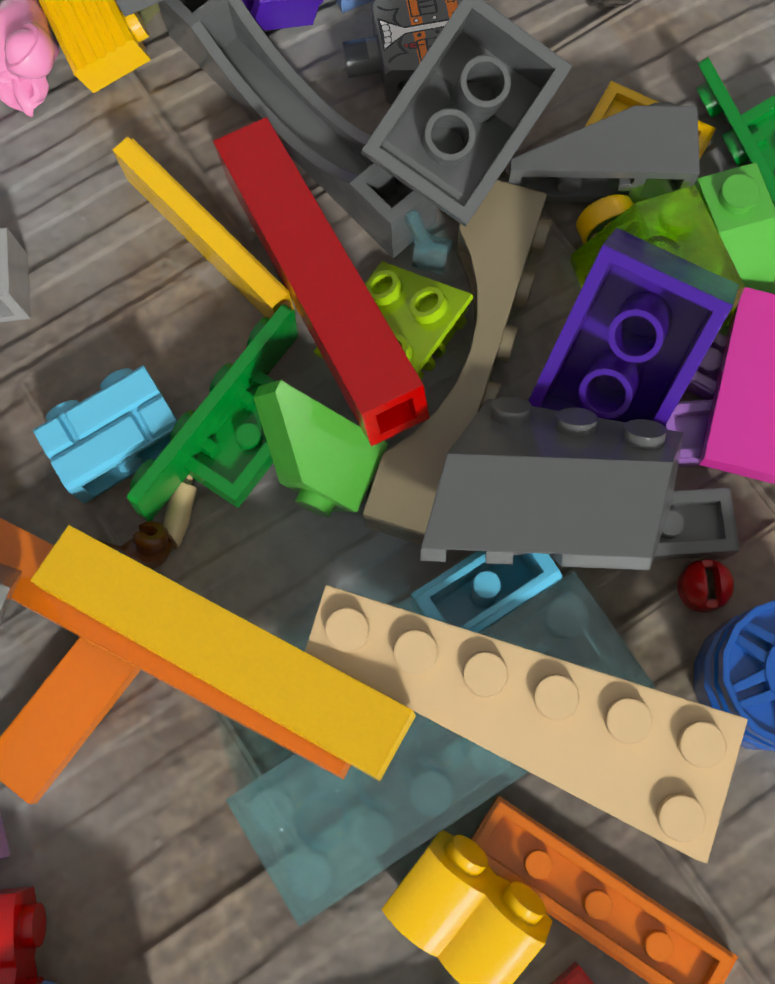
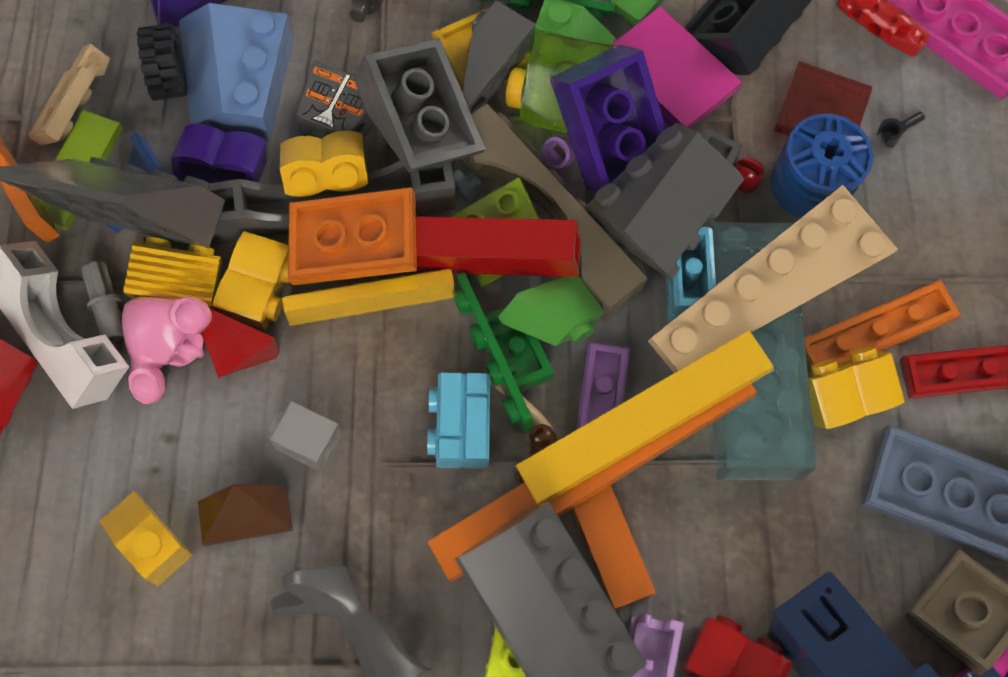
camera: 70 degrees left, 5 degrees down
(59, 128) = (236, 345): none -> red slope
(144, 99) = (253, 281): none -> yellow brick
(248, 156) = (352, 236): none -> orange tile
(269, 575) = (602, 381): none -> medium lavender tile
(326, 67) = (319, 164): none -> yellow brick
(548, 323) = (553, 156): none -> medium lavender hinge

